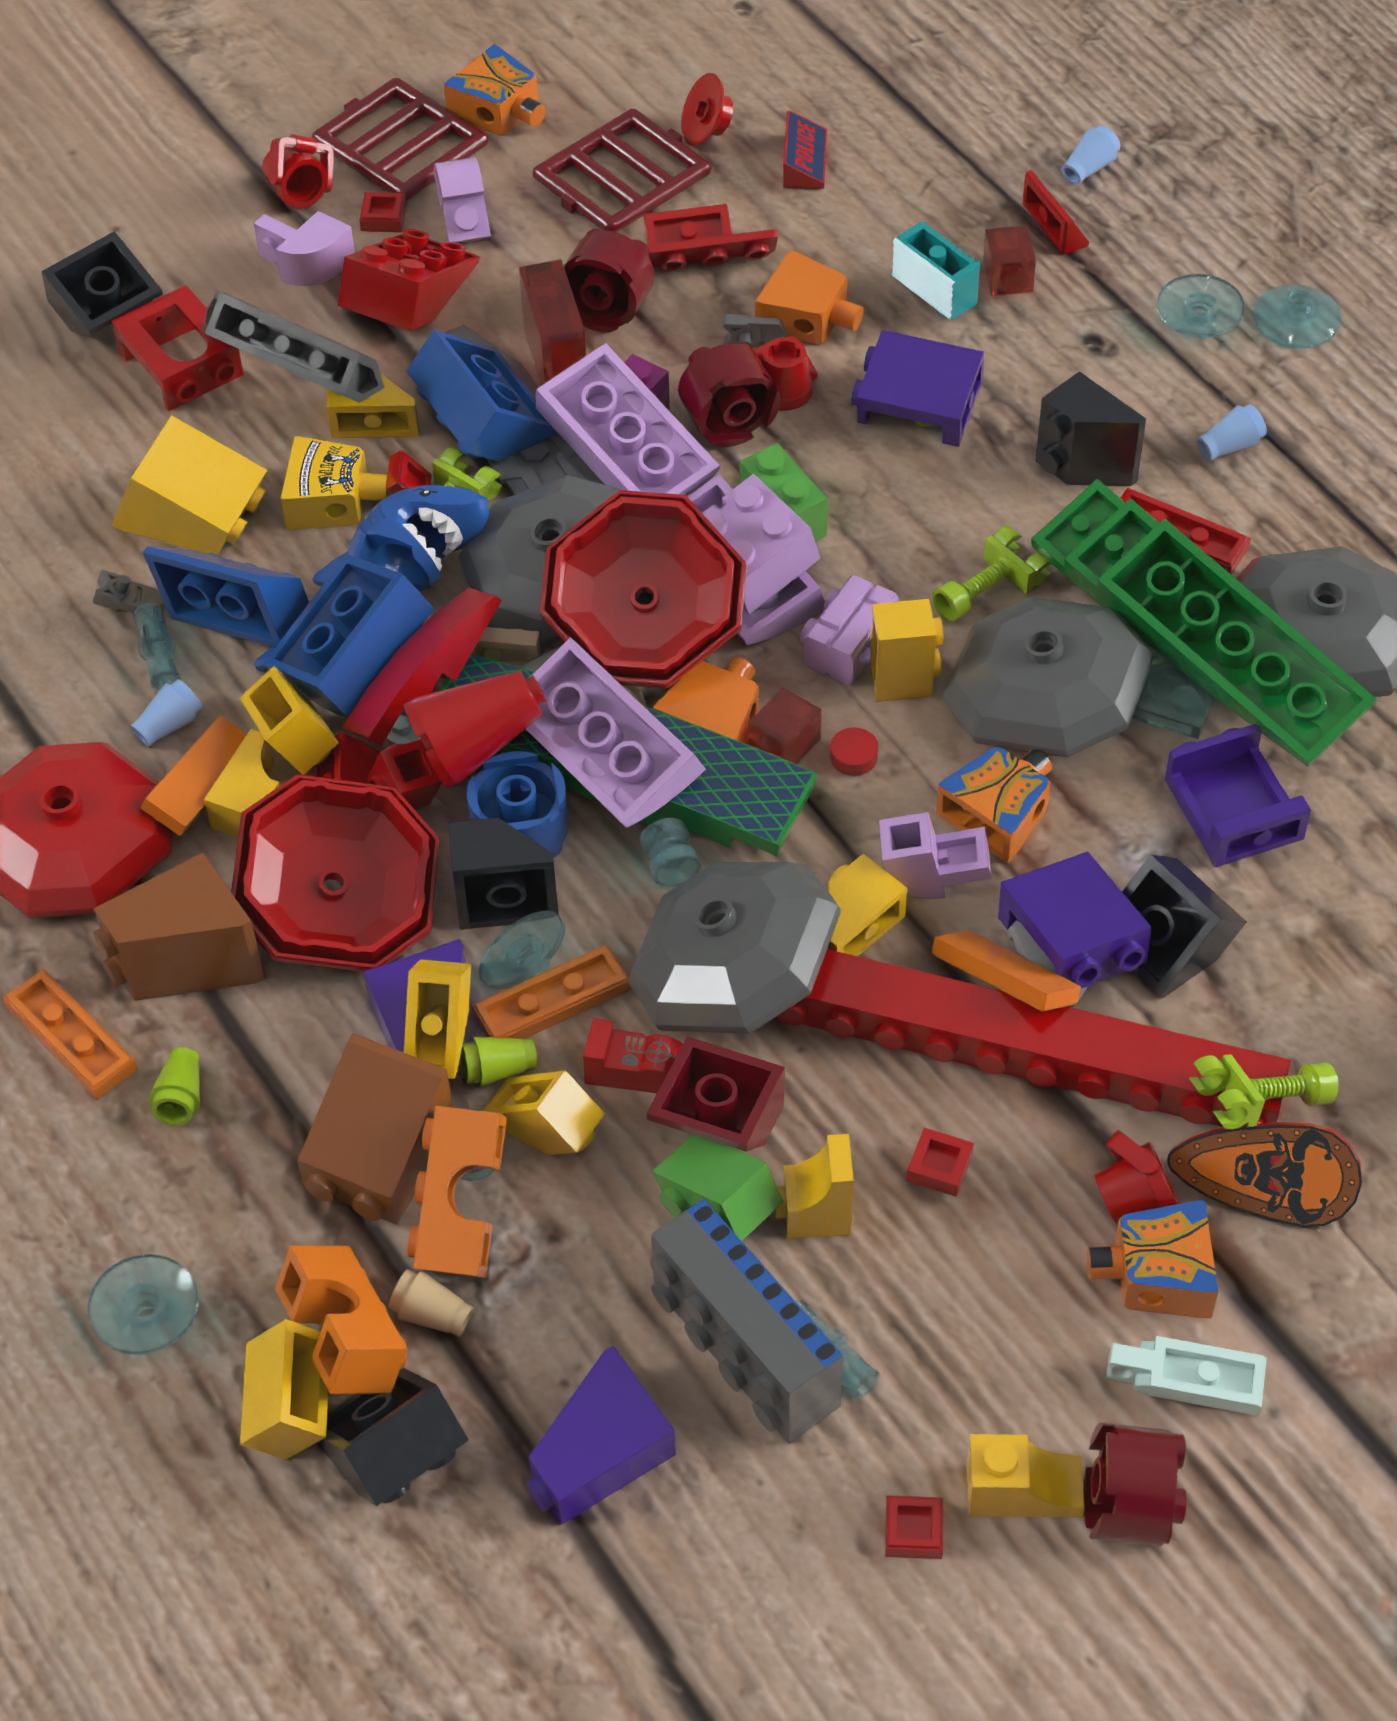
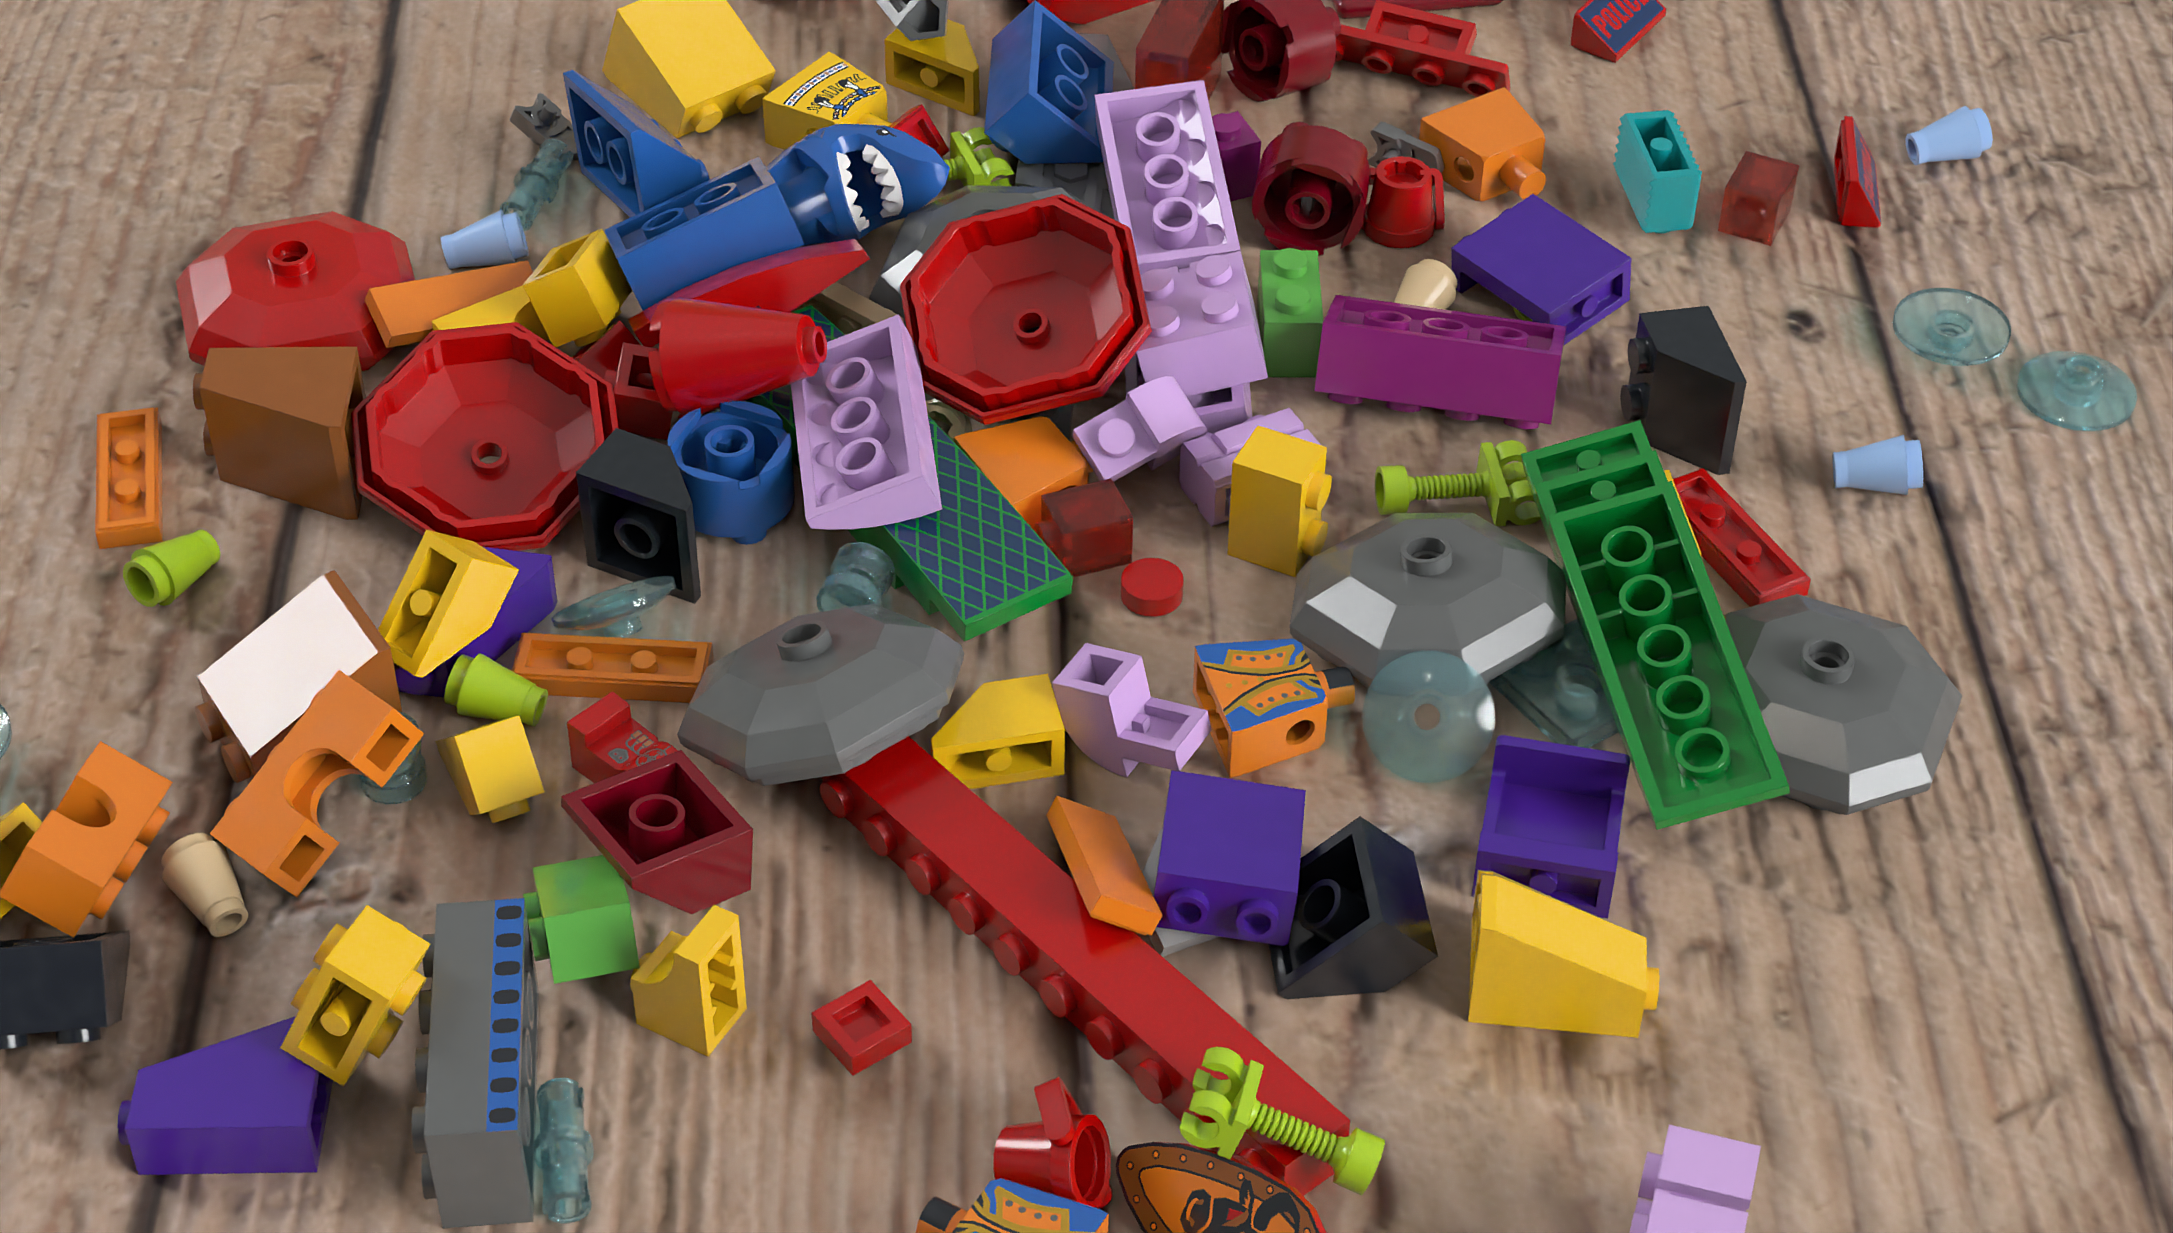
camera: 30 degrees right, 10 degrees down
(652, 1326) = (353, 996): none -> yellow brick
(775, 641) = (1139, 430): none -> lavender brick
(854, 442) = (1428, 285): none -> tan cone
(913, 486) = (1440, 361): none -> magenta slope
(1092, 755) = (1464, 711): none -> clear light blue dish
(1306, 889) = (1554, 964): none -> yellow slope

